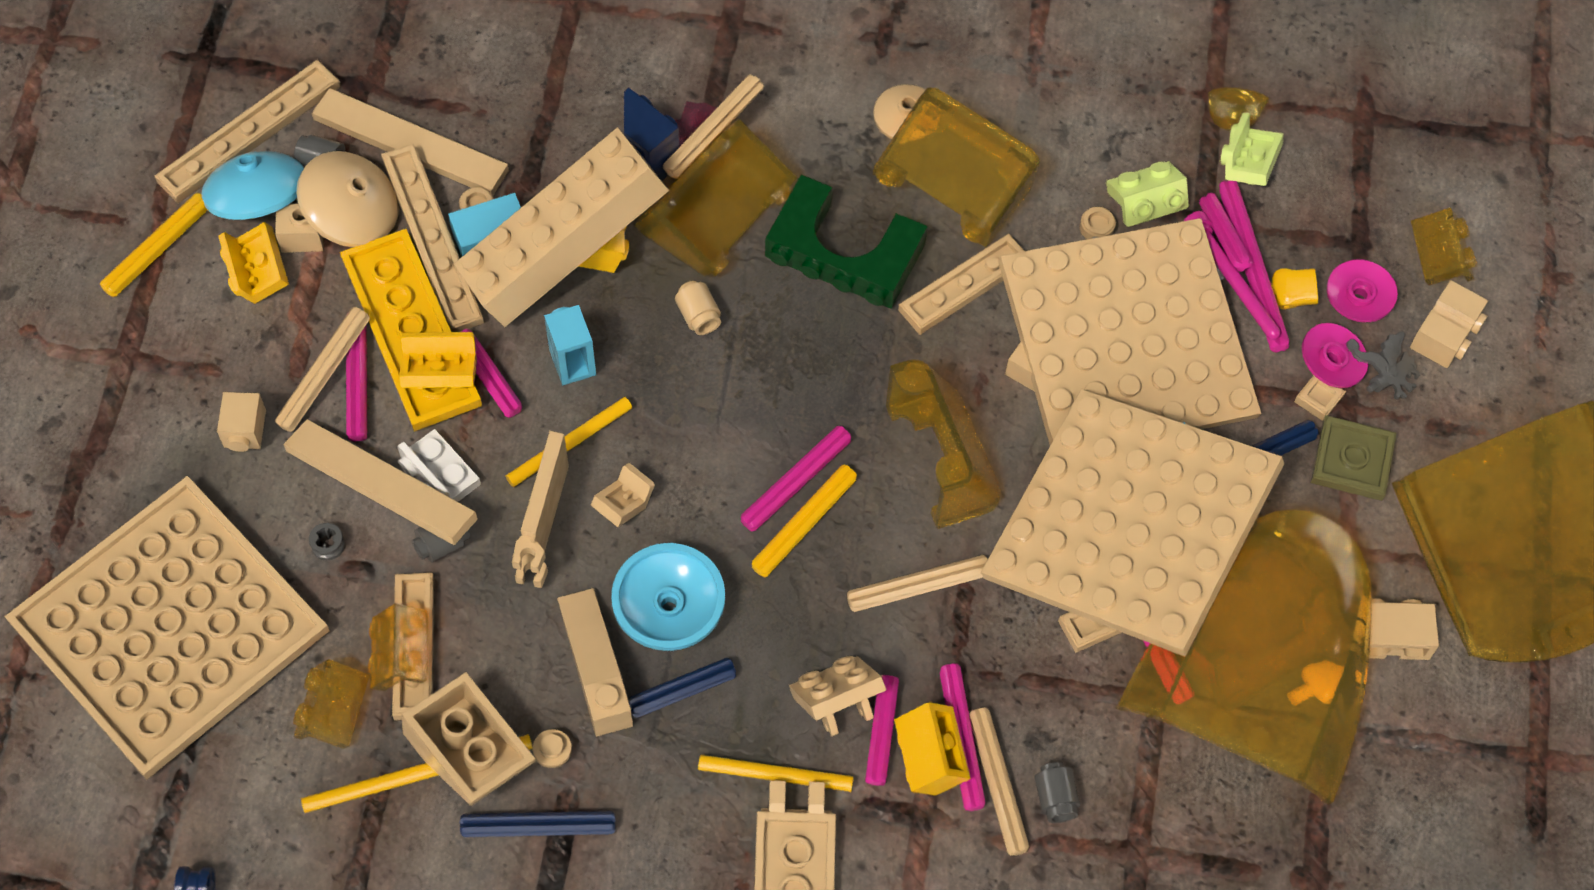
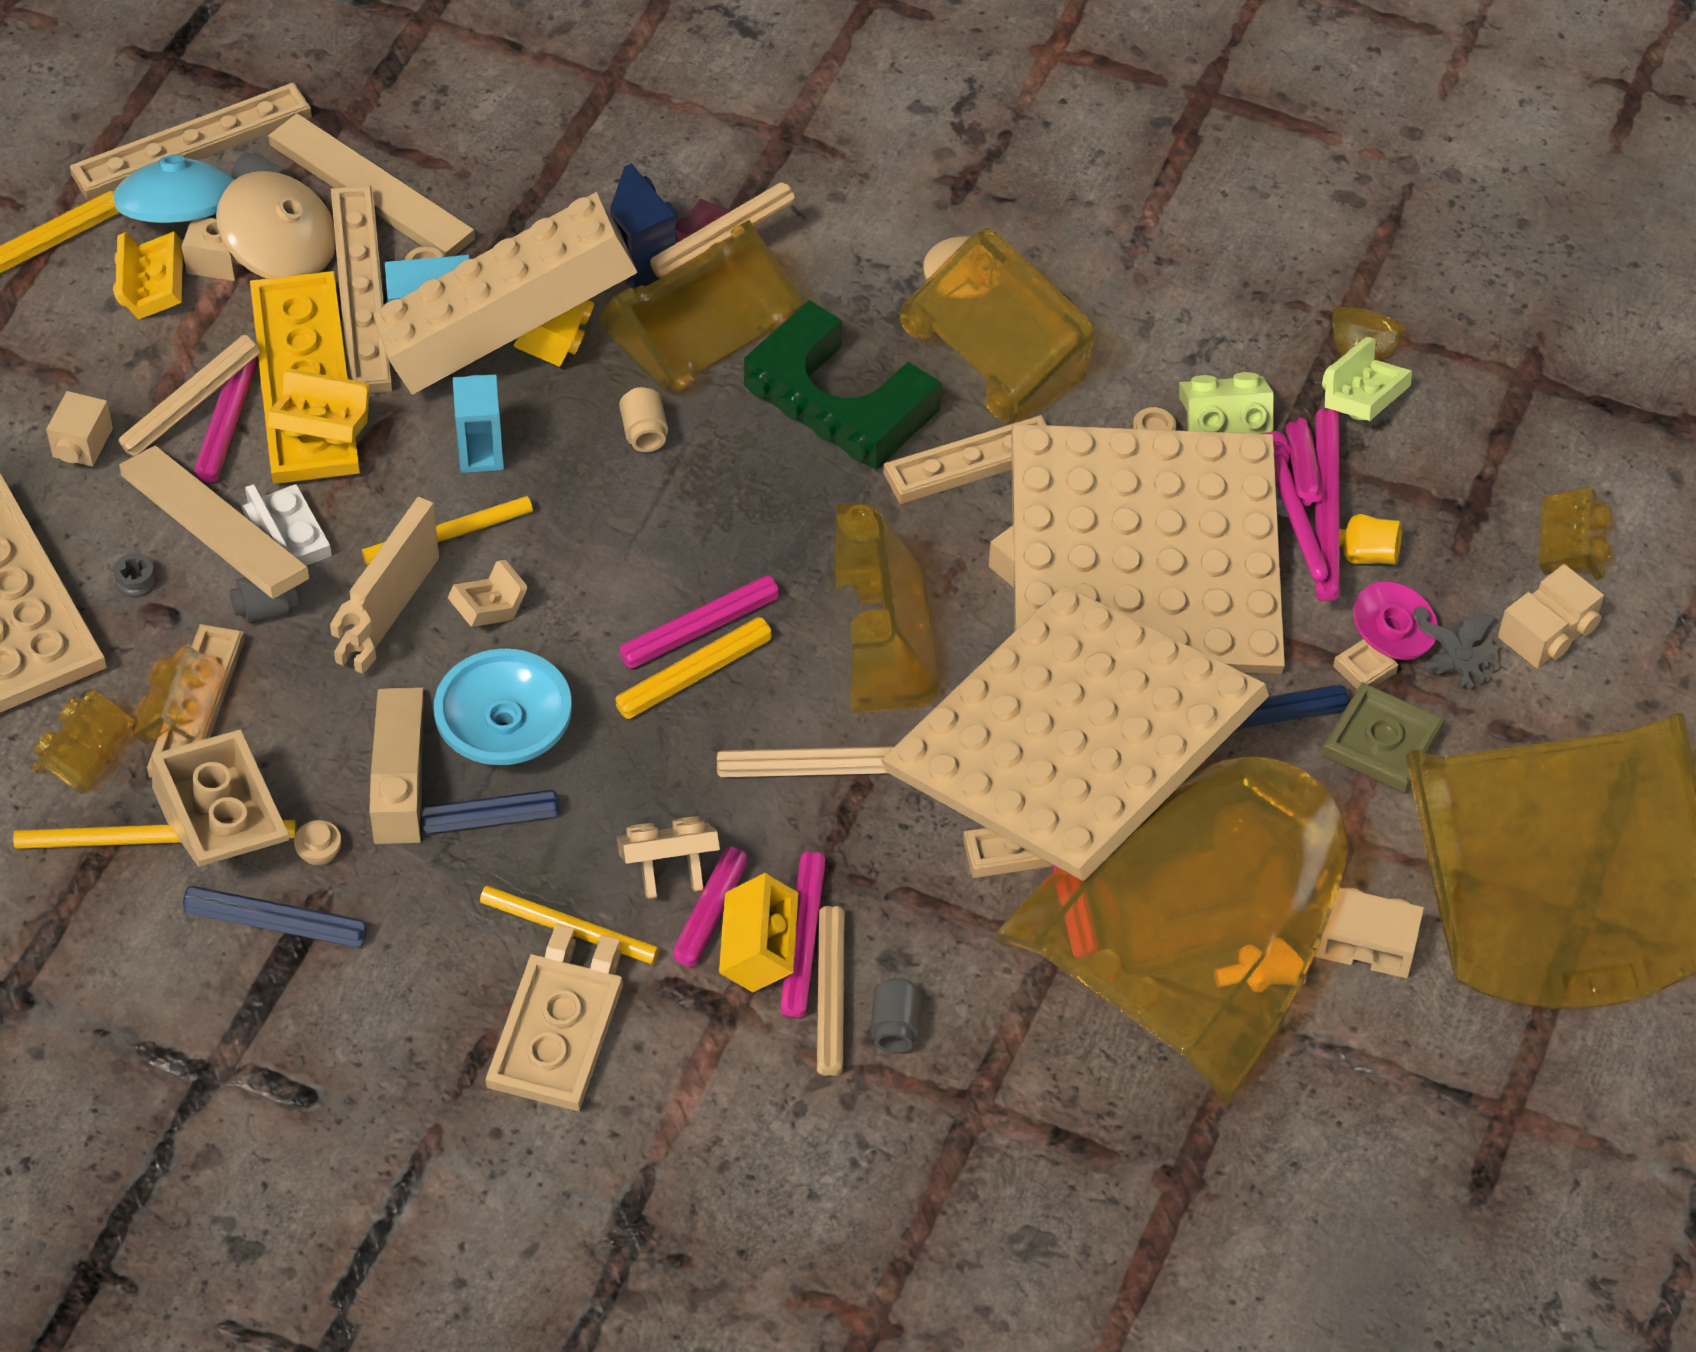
camera: 15 degrees right, 10 degrees down
(495, 382) = (382, 449): dark pink axle -> none
(1364, 279) = (1454, 545): dark pink dish -> none

